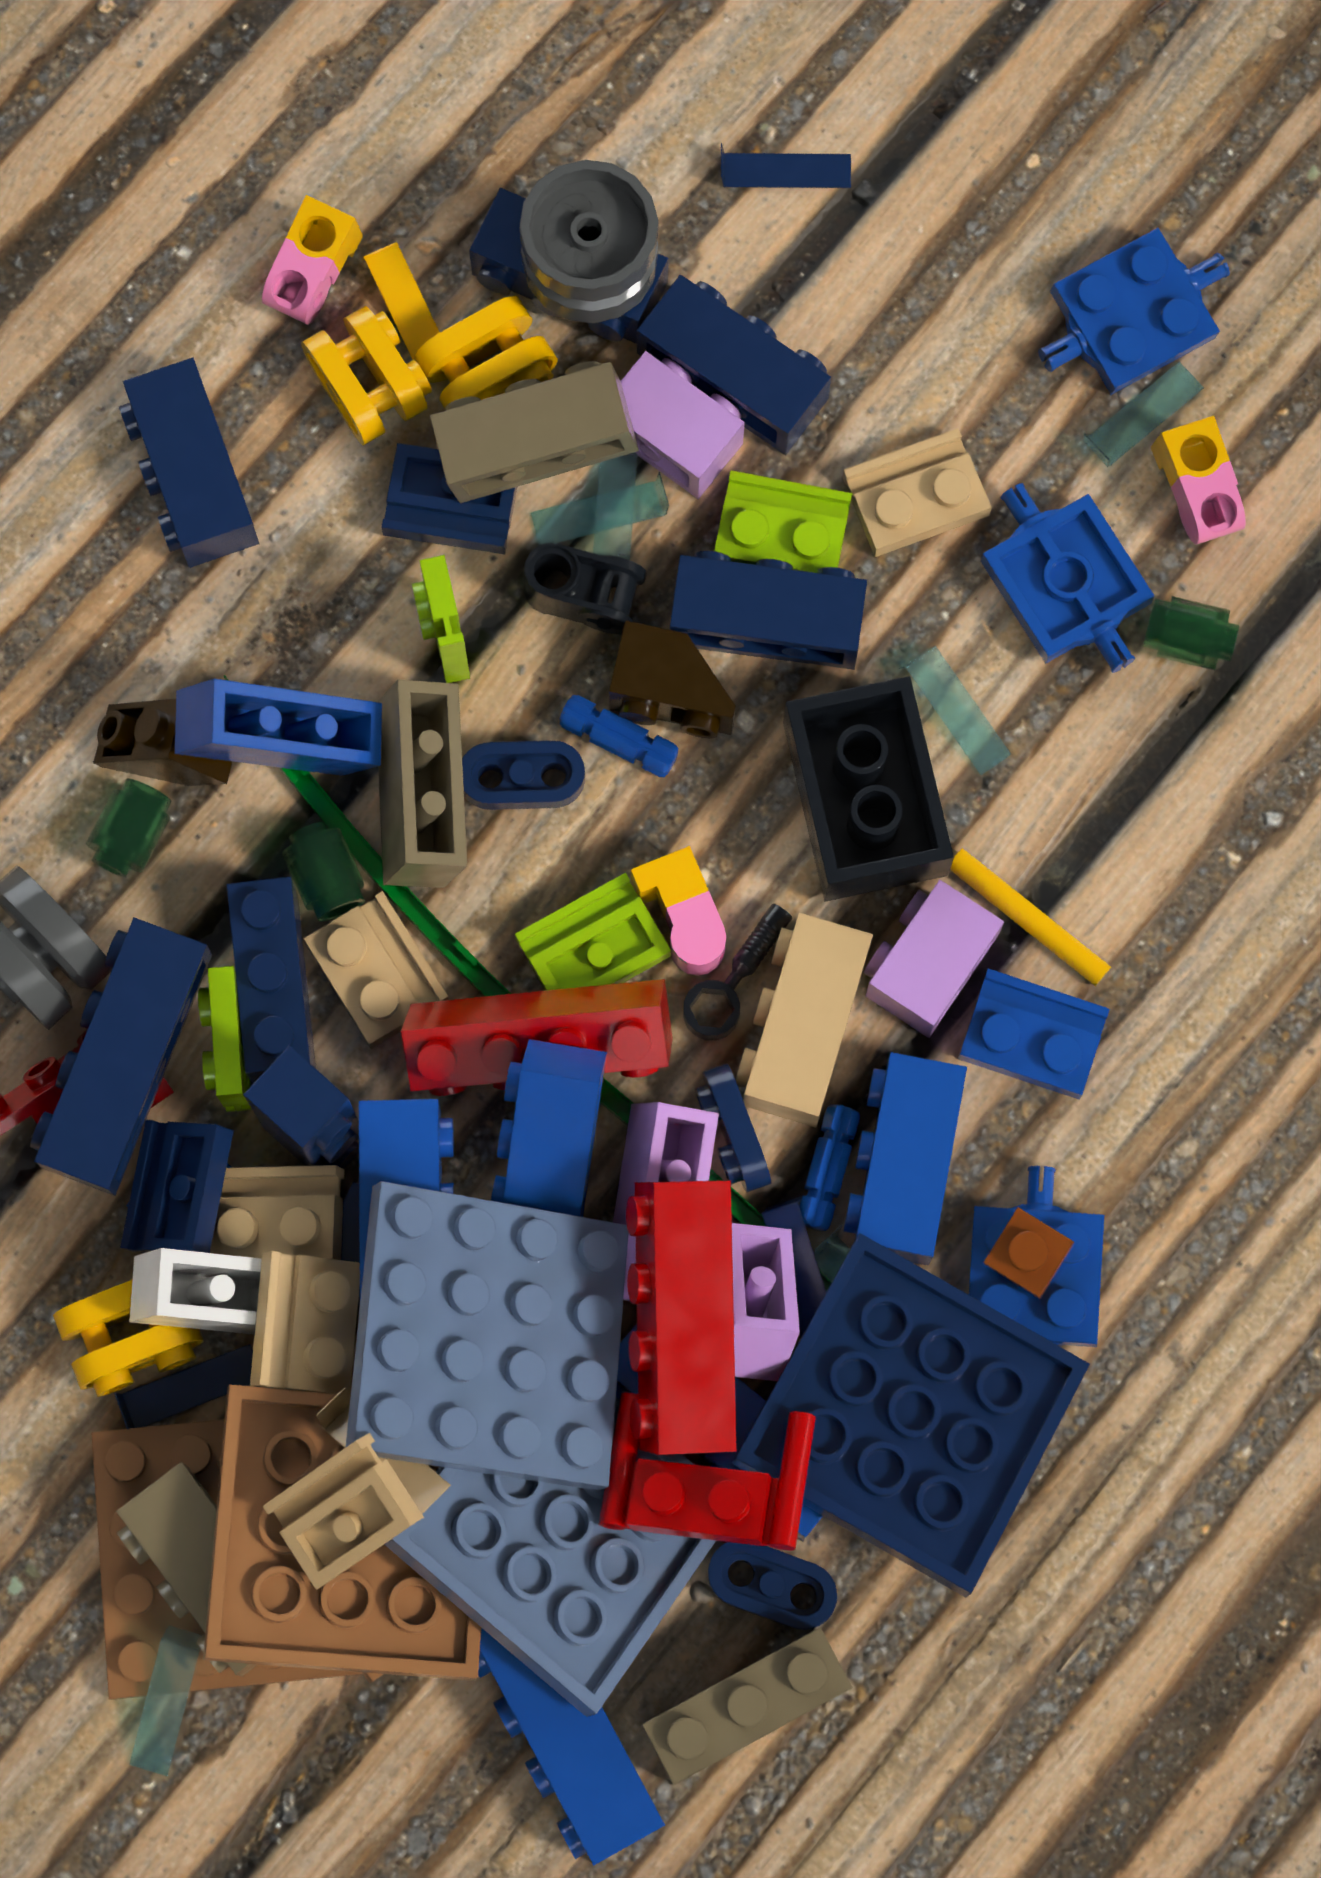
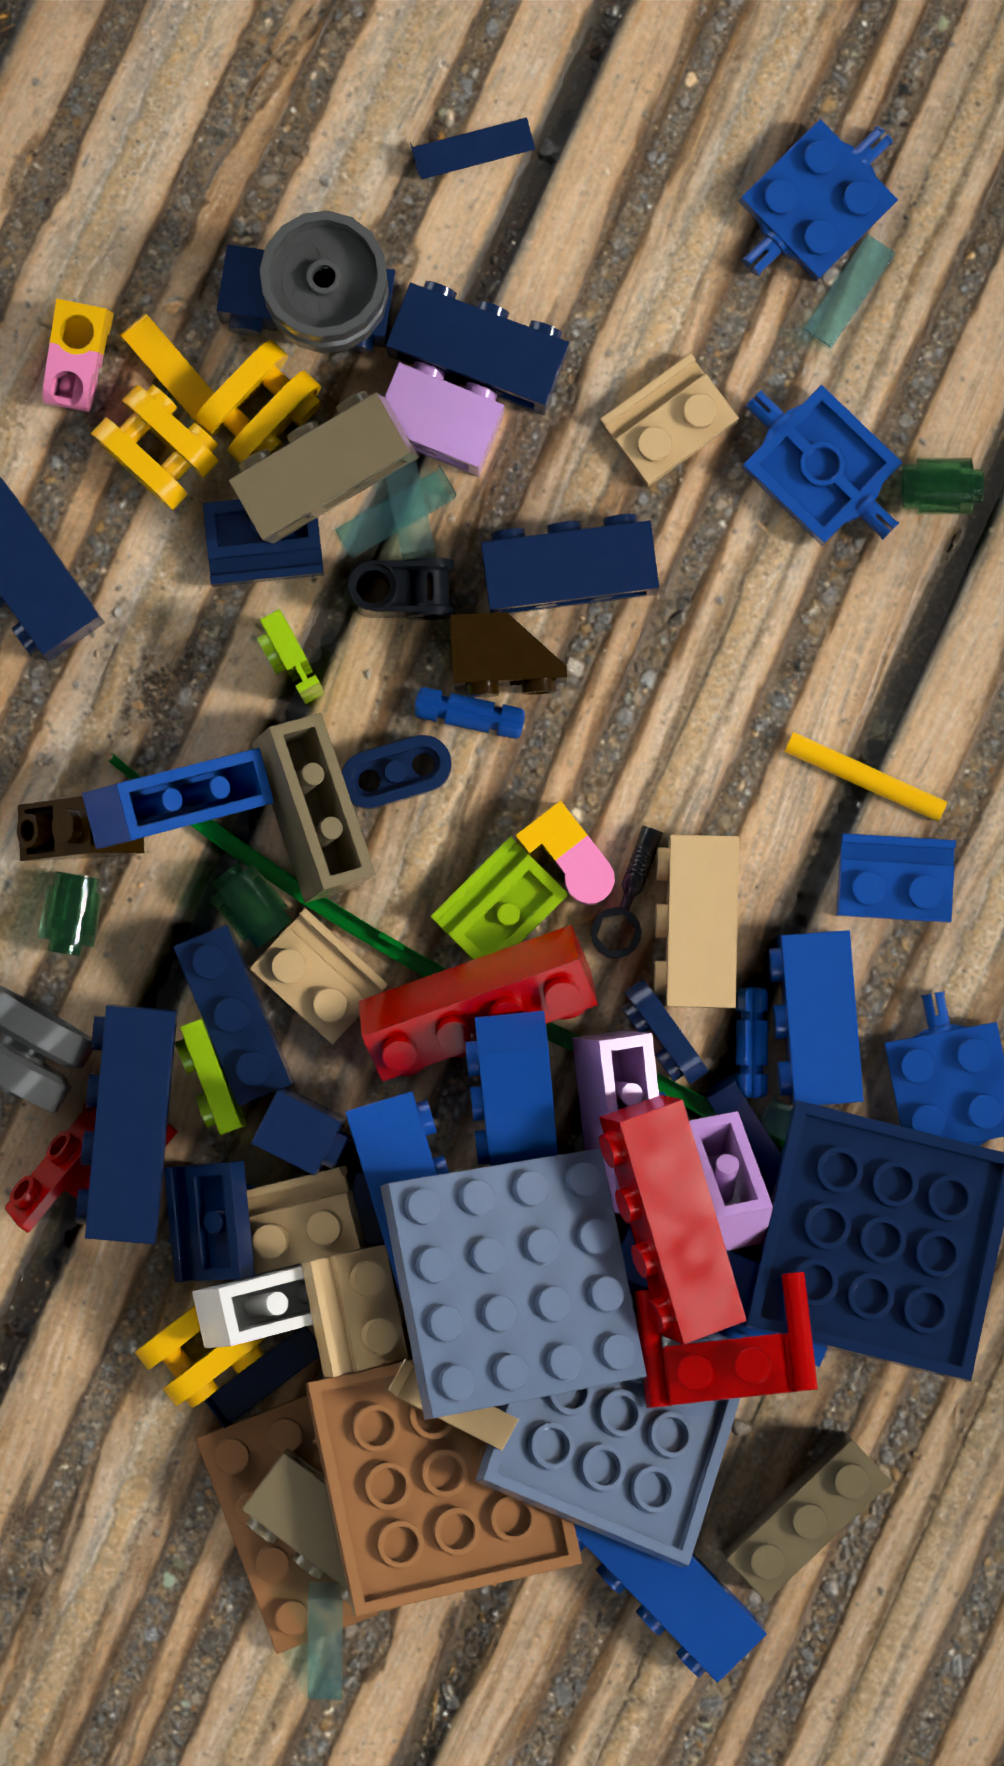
camera: 20 degrees left, 10 degrees up
(343, 1511) = (437, 1468): tan plate -> none
(772, 1582) = (799, 1414): dark blue plate -> none
(782, 522) = (559, 483): lime plate -> none
(867, 788) = (699, 706): black brick -> none
(932, 957) = (793, 837): lavender brick -> none
(957, 709) = (754, 607): clear light blue piece -> none
(1028, 1253) = (942, 1075): dark orange plate -> none
(1201, 479) = (917, 345): leg -> none

